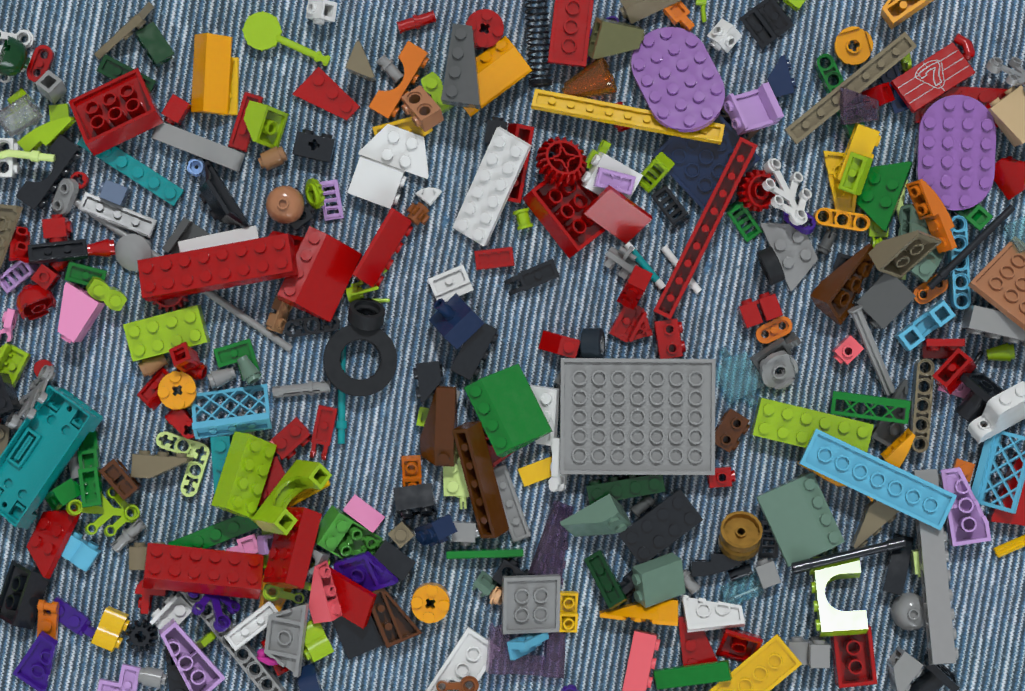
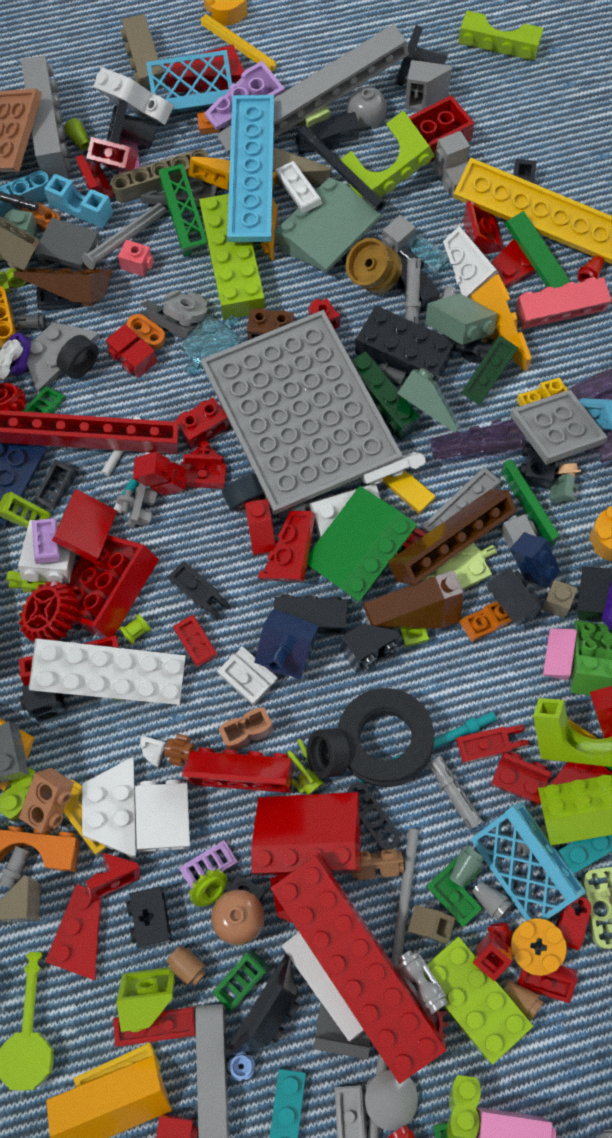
camera: 110 degrees left, 20 degrees down
(179, 304) = (429, 994): none -> light grey piece
(223, 329) = (431, 924): none -> dark tan brick
(253, 205) = (257, 962): none -> green slope
(352, 137) = (117, 875): none -> red slope
(410, 259) = (251, 727): none -> nougat brick
(527, 357) = (291, 552): none -> red wing
(695, 551) = (412, 289): none -> light grey pin
(843, 510) = (298, 187): none -> white tile

